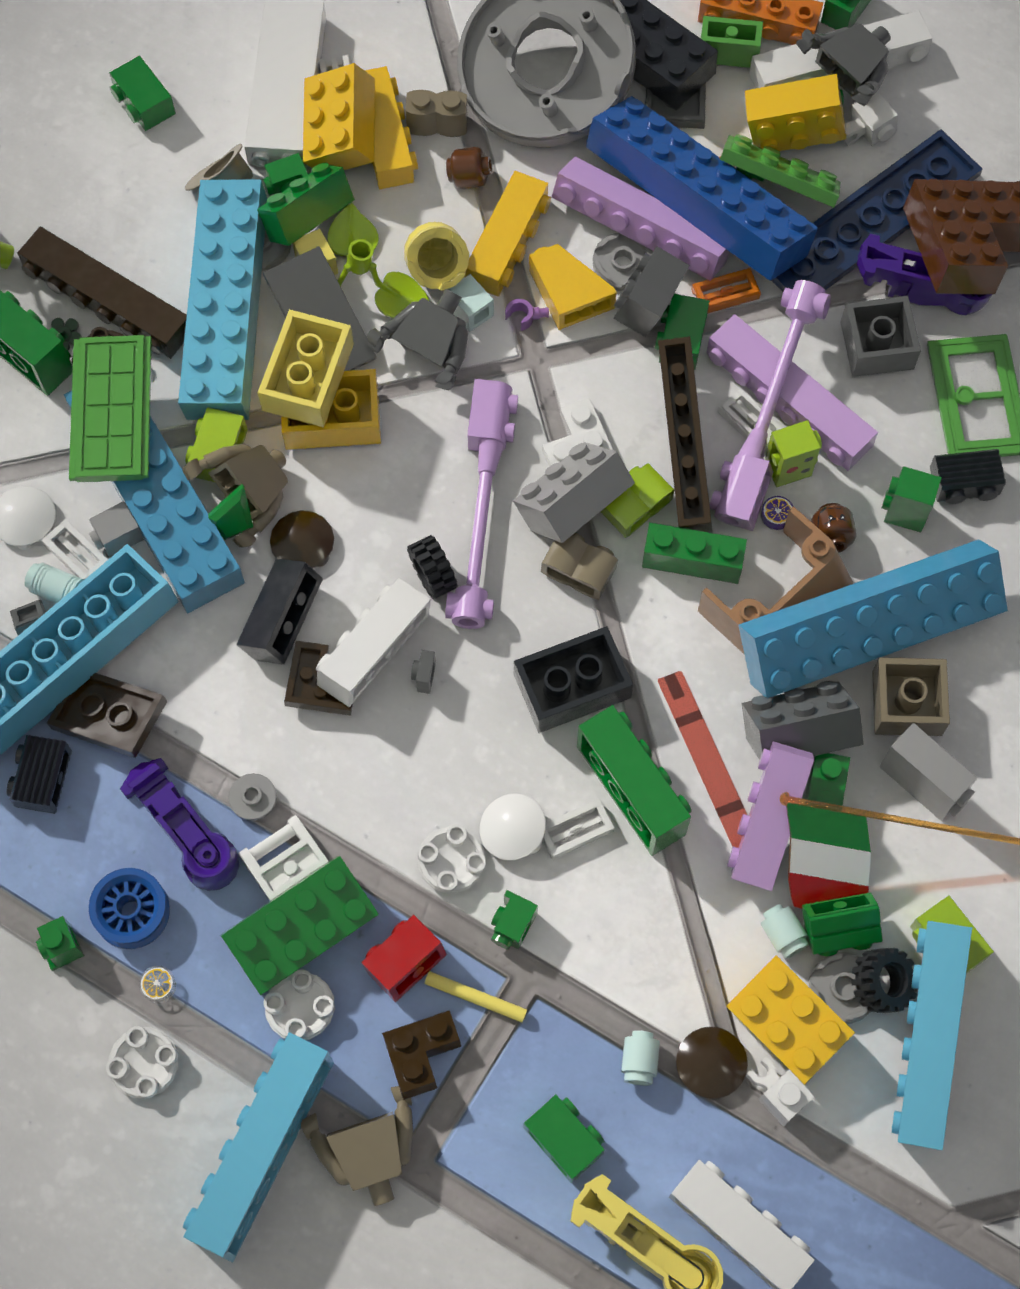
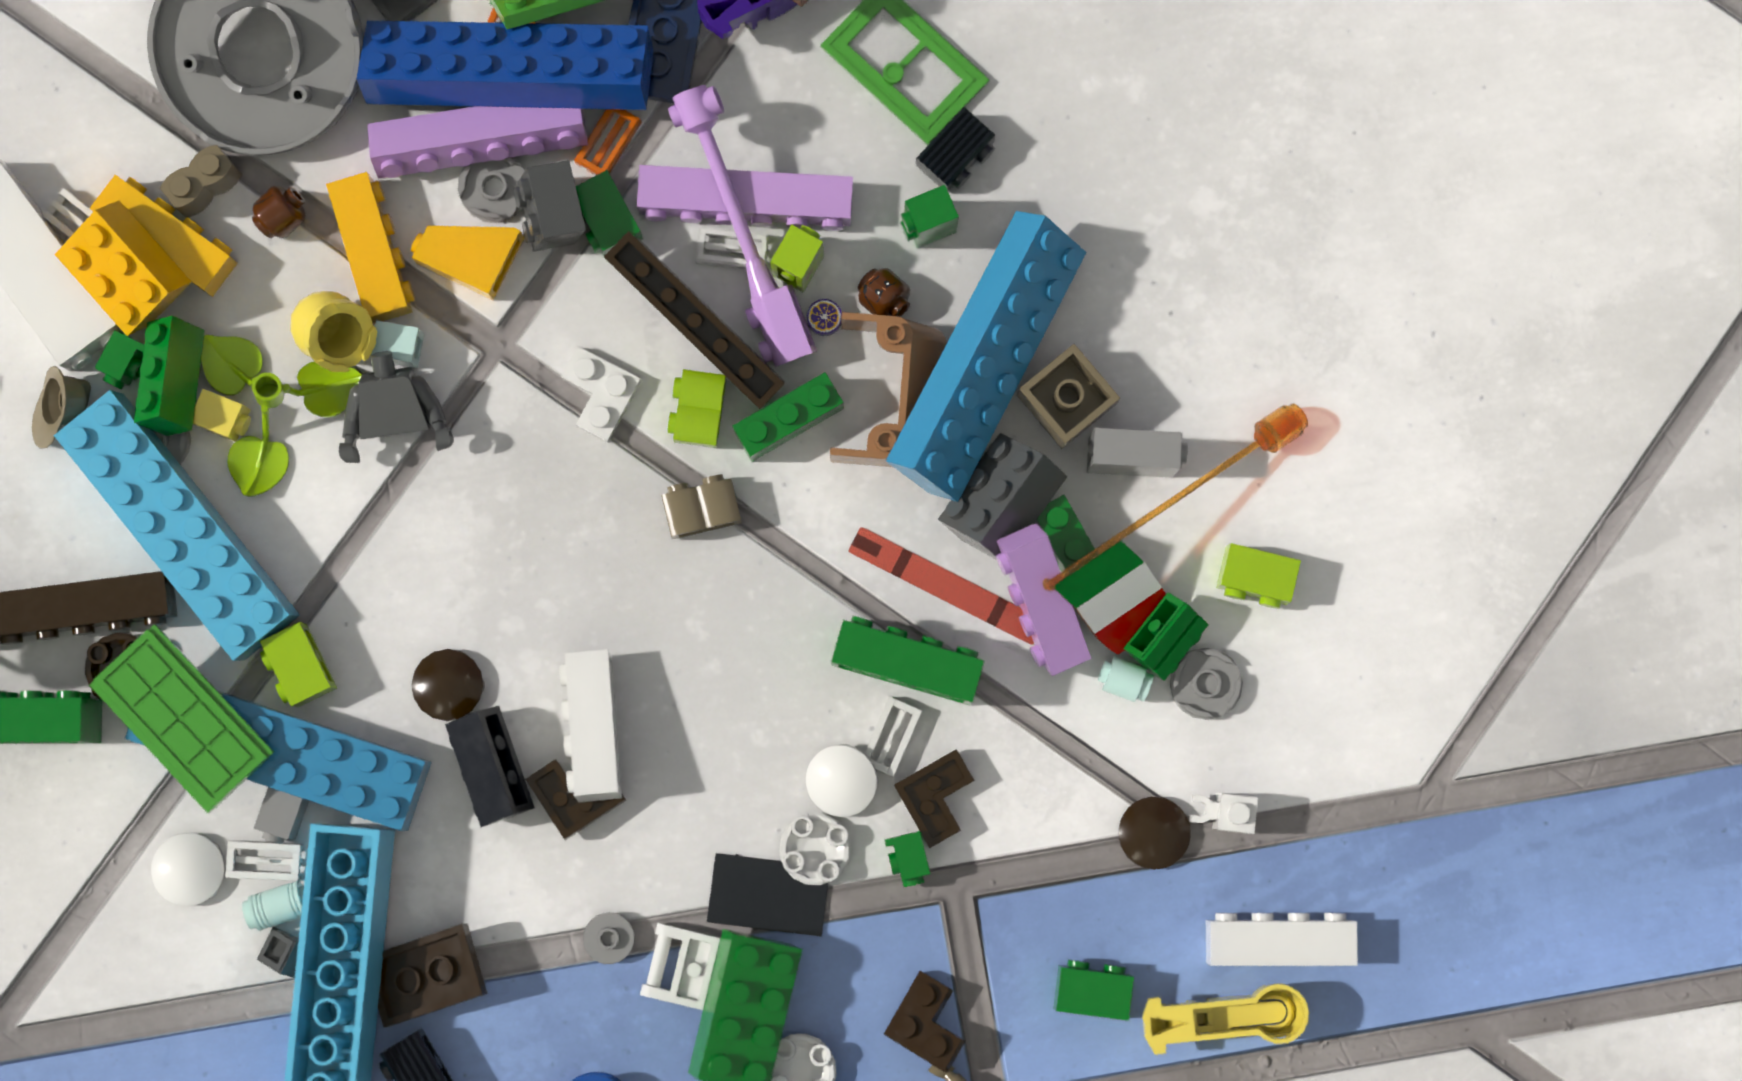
camera: 45 degrees left, 15 degrees up
(67, 330) = (60, 674): dark green plant -> none
(178, 816) = (570, 1012): dark purple piece -> none
(232, 514) = (375, 720): green piece -> none
(254, 469) = (358, 677): dark tan torso -> none
(306, 368) = (322, 541): light yellow brick -> none
(311, 288) = (277, 470): dark grey tile -> none
(351, 419) = (367, 550): yellow brick -> none
(386, 864) = (764, 897): none -> black window
(403, 957) = (848, 962): red brick -> none
(424, 671) = (654, 713): dark grey plate -> none
(432, 566) = (583, 618): black tyre -> none
(475, 996) = (929, 940): light yellow bar -> none
(488, 434) = (521, 453): lavender bar -> none
(533, 313) = (458, 304): medium lavender piece -> none
(566, 886) = (925, 792): none -> dark brown plate
(573, 491) = (644, 451): light grey brick -> none
(573, 679) = (784, 616): black brick -> none
(640, 1058) = (1099, 879): light aqua brick -> none
(790, 1019) = (1189, 750): yellow brick -> none
(868, 980) = (1251, 649): black tyre -> none
(880, 336) = (780, 79): dark grey brick -> none
(934, 1035) = (1315, 679): medium azure brick -> none

